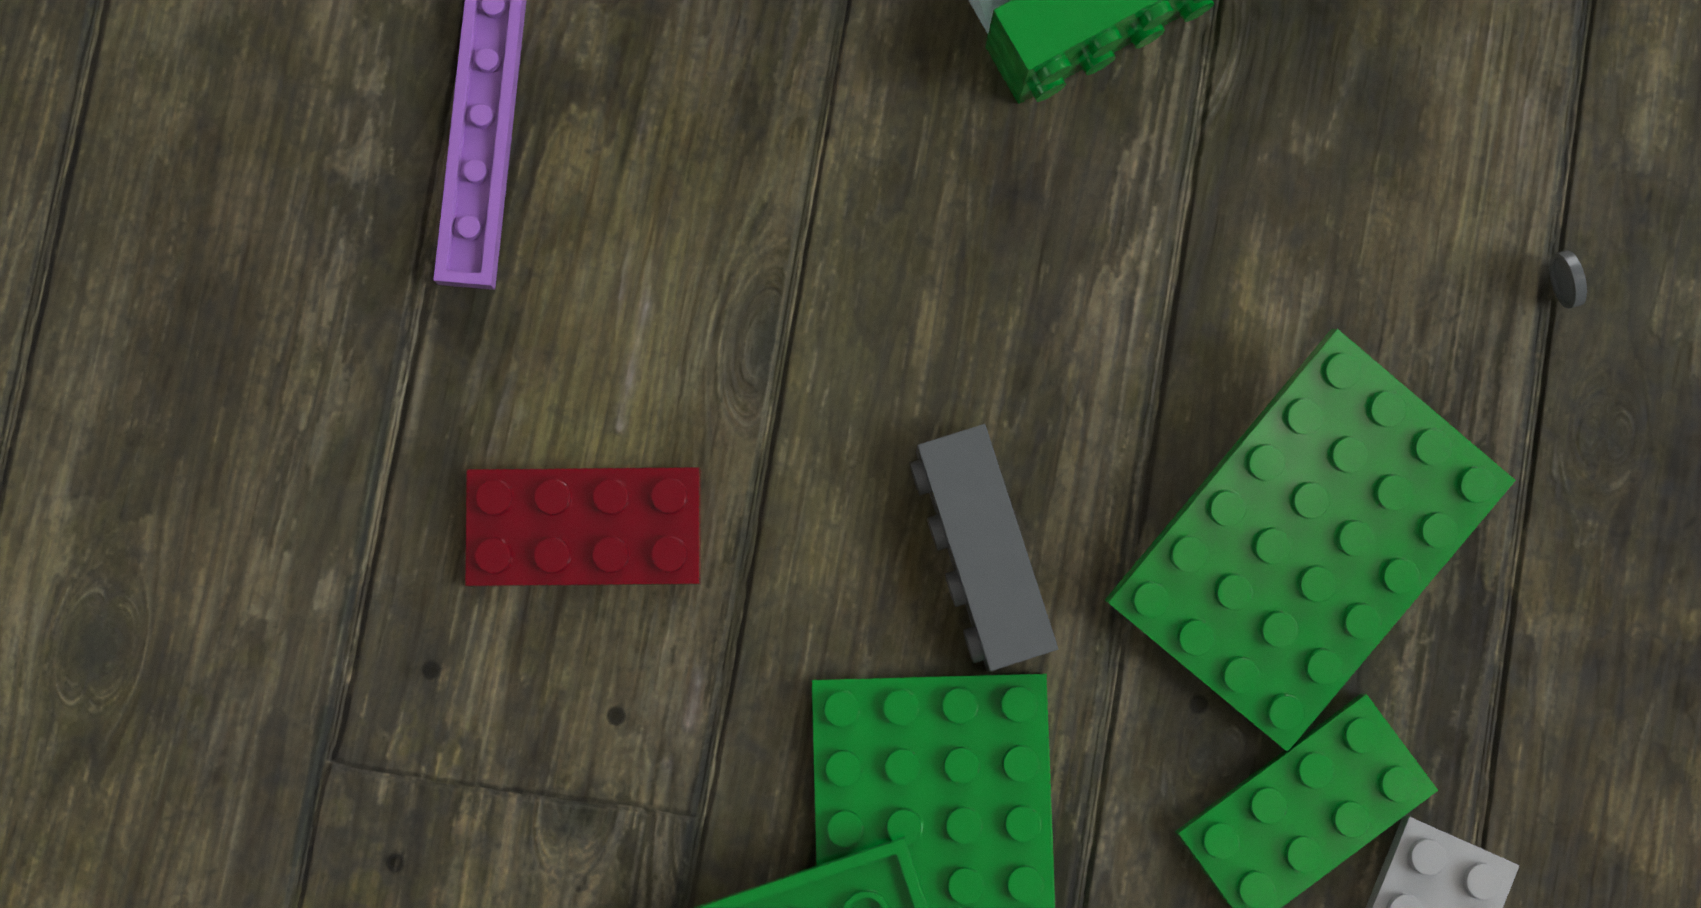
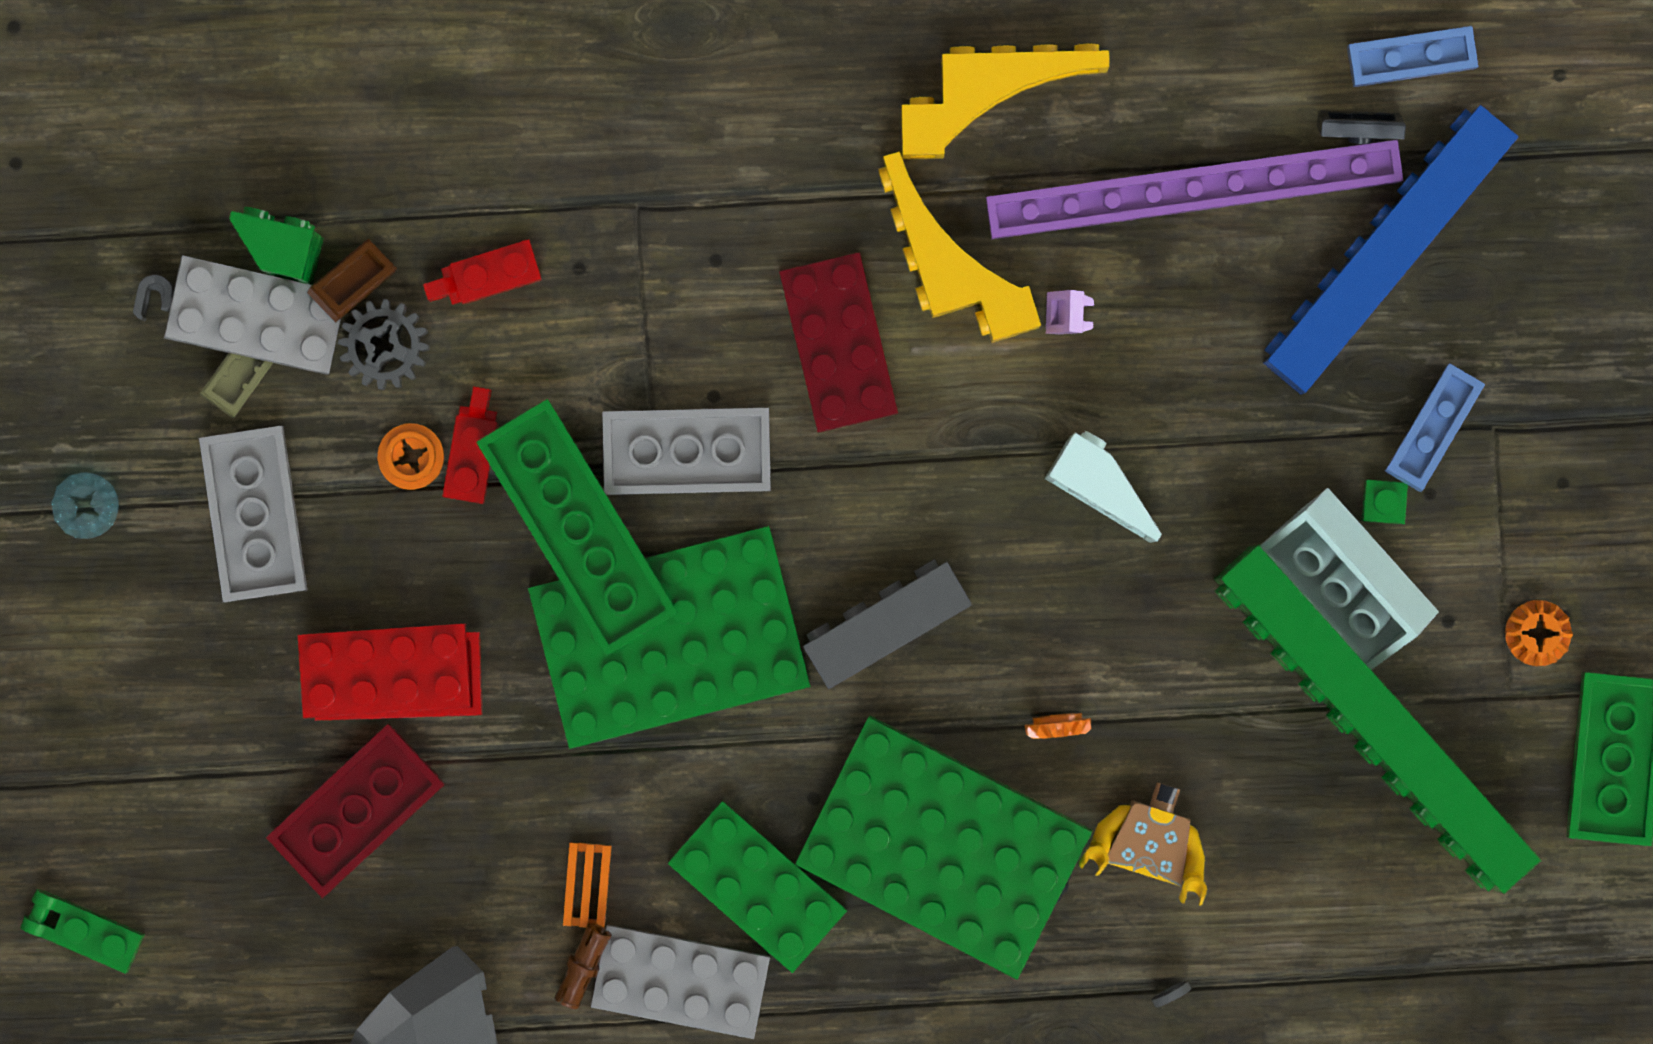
camera: 80 degrees right, 5 degrees up
(276, 248) = (980, 81): none -> yellow arch
(522, 356) = (947, 273): none -> yellow arch
(616, 209) = (1066, 312): none -> lavender tile
(681, 772) = (686, 451): none -> light grey plate
(859, 210) = (1098, 481): none -> light aqua slope
(1175, 346) = (1058, 726): none -> orange gear
(1361, 257) = (1151, 843): none -> torso

